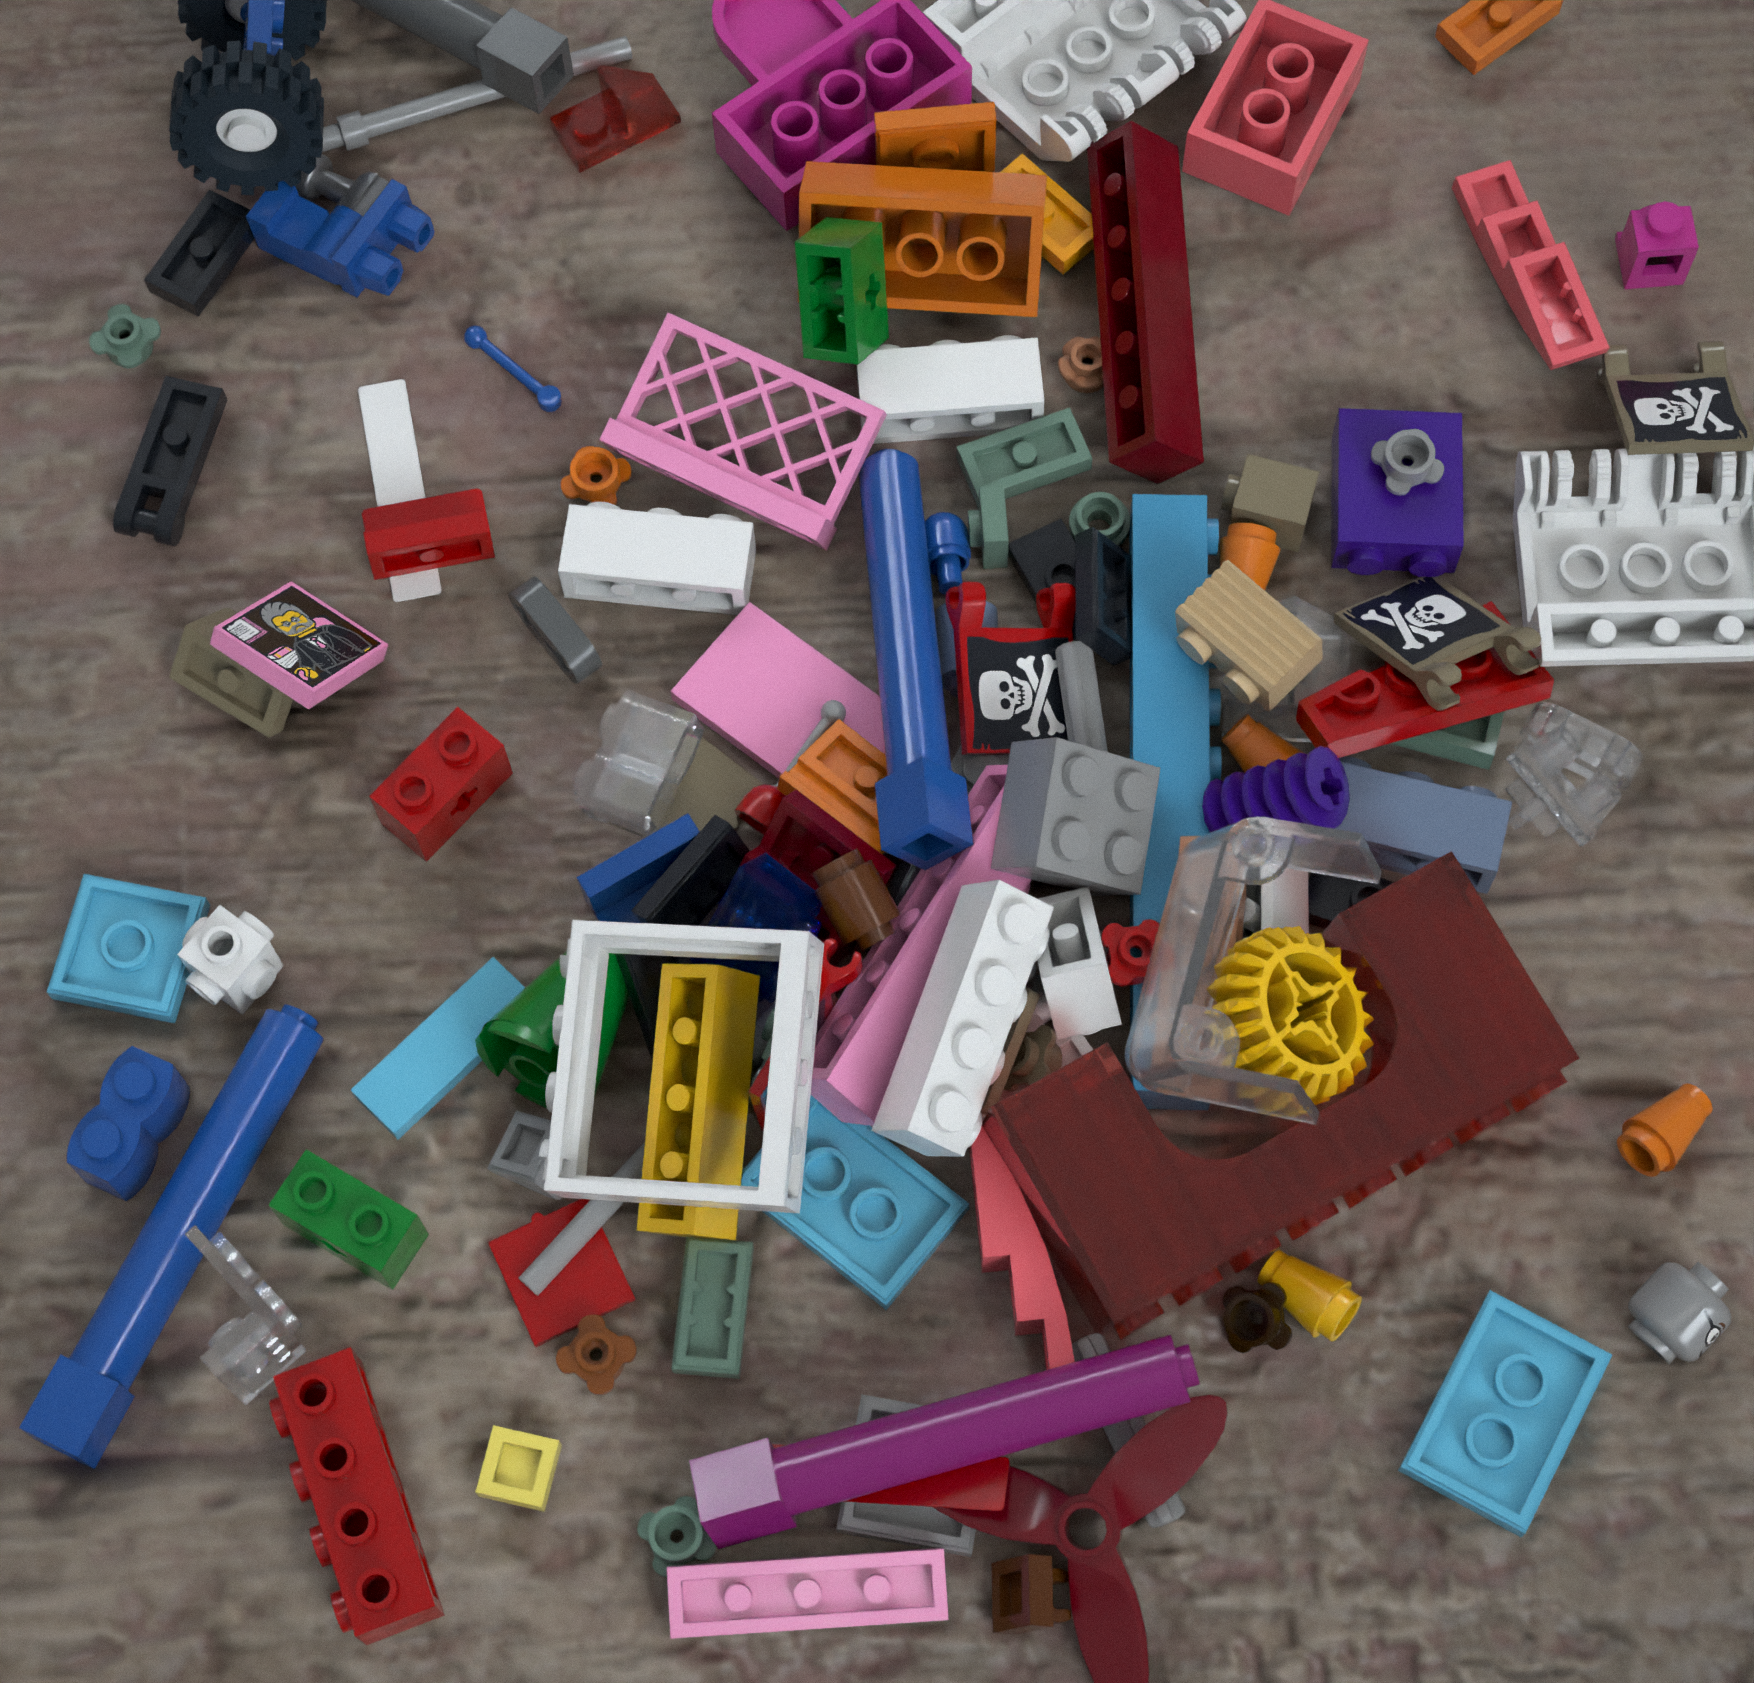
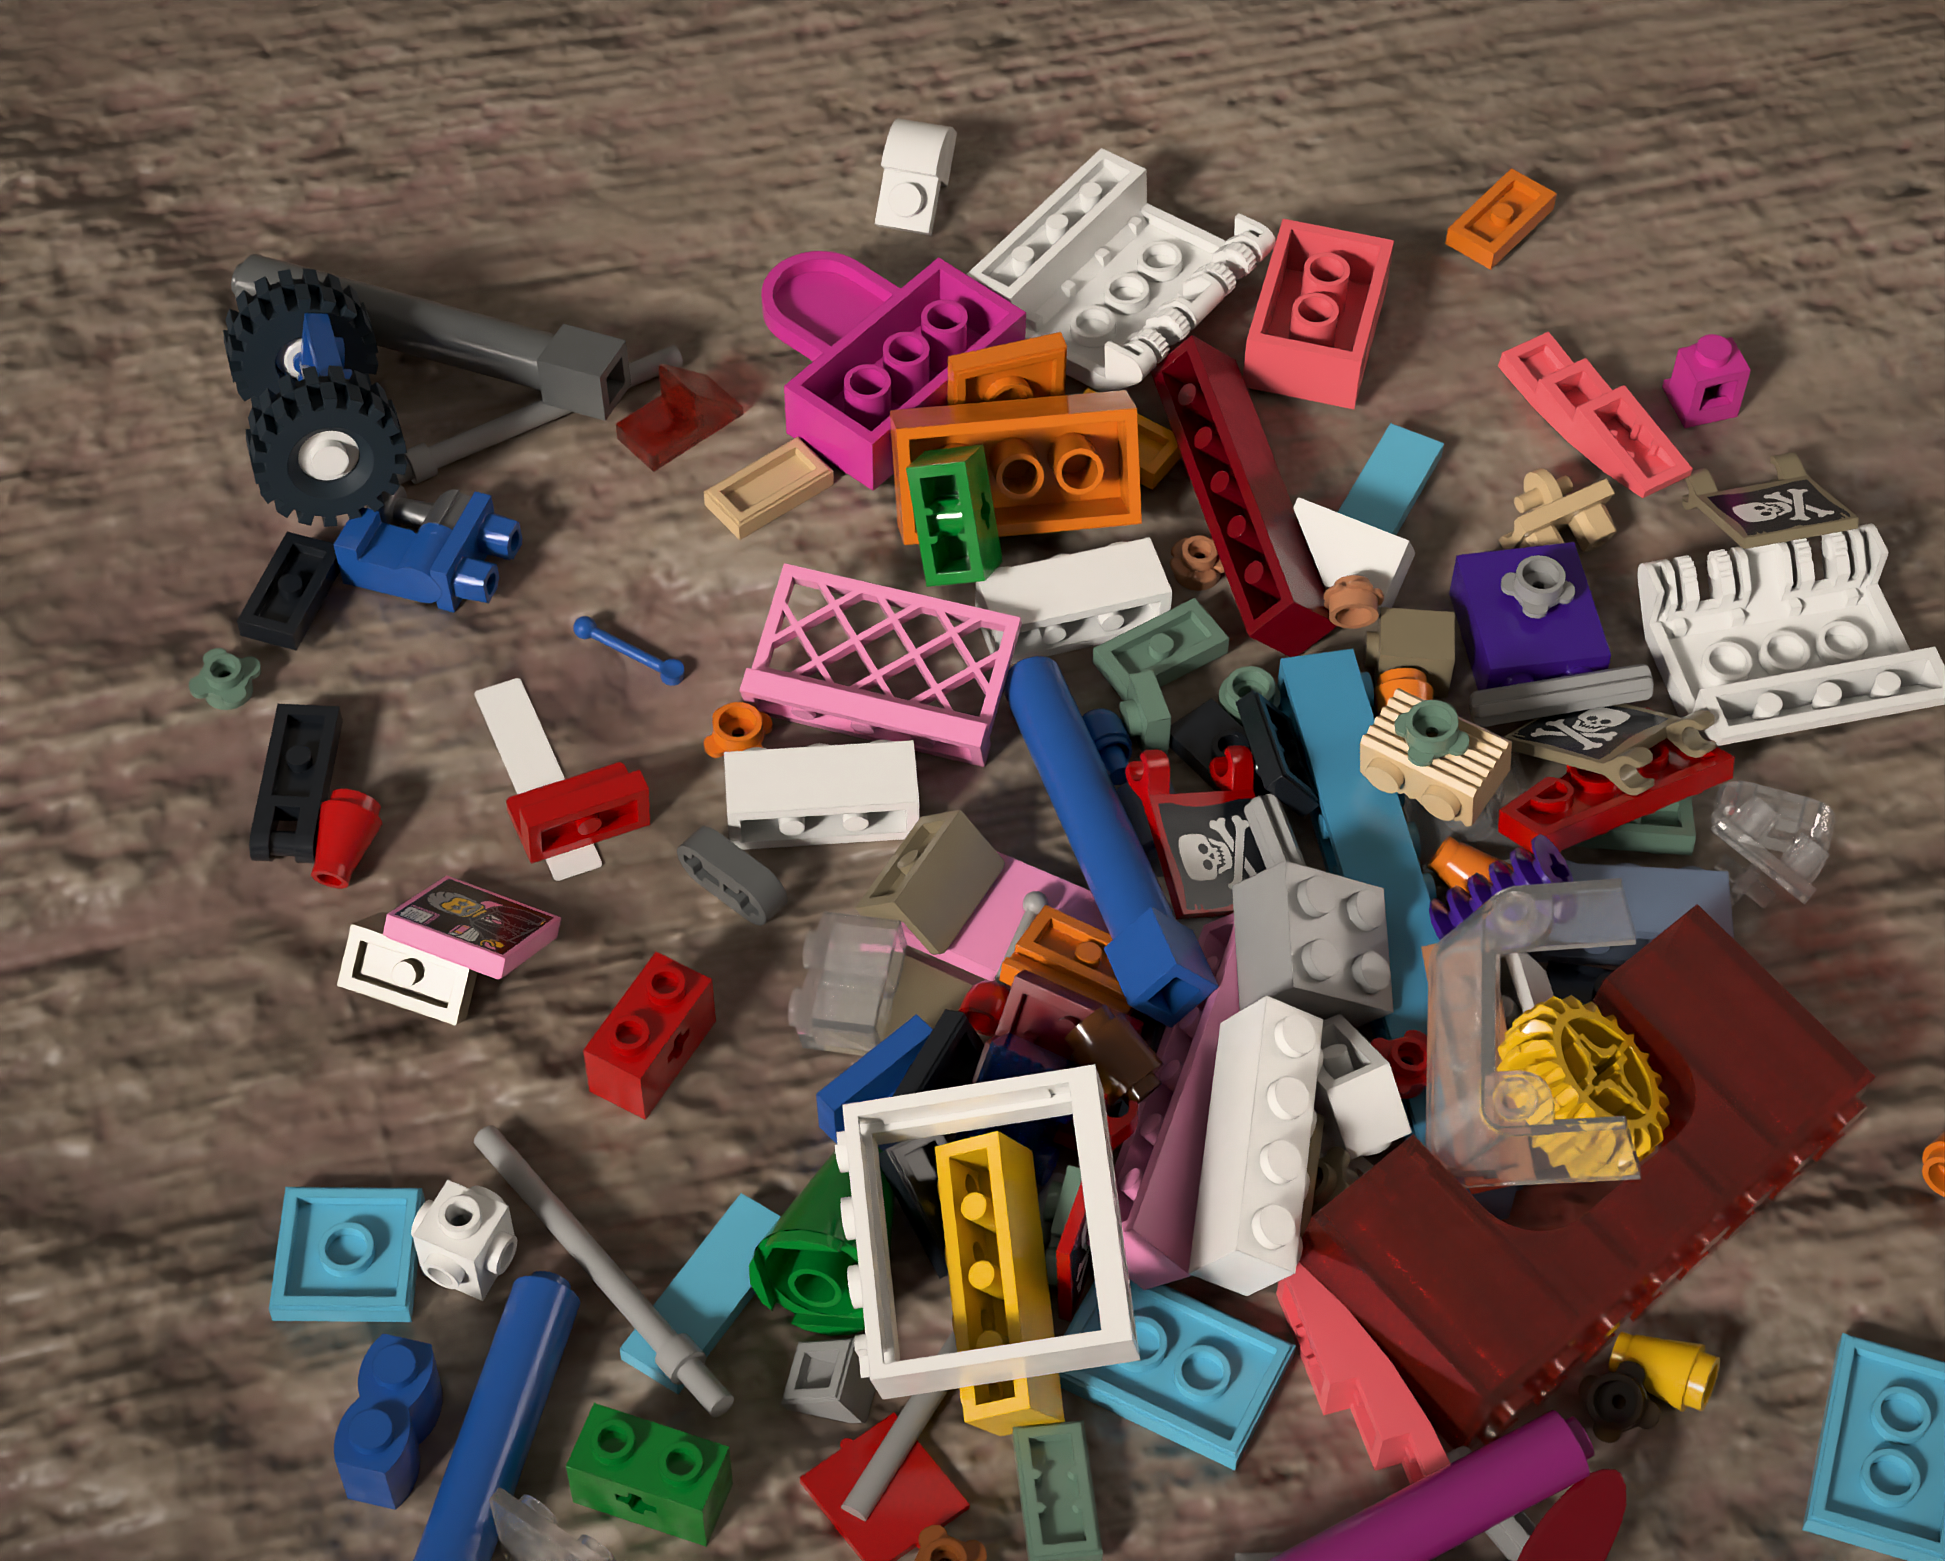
camera: 15 degrees left, 15 degrees down
(202, 525) = (344, 834): none -> red cone
(396, 1108) = (676, 1353): none -> light grey bar
(685, 211) = (768, 488): none -> tan tile
(740, 673) = (935, 879): none -> dark tan panel
(1219, 445) = (1353, 602): none -> nougat plate
(1236, 394) = (1354, 548): none -> white slope
(1242, 602) = (1430, 717): none -> sand green plate
(1289, 322) = (1392, 479): none -> medium azure tile
(1404, 578) = (1561, 695): none -> light grey axle
(1486, 375) = (1552, 513): none -> tan hips

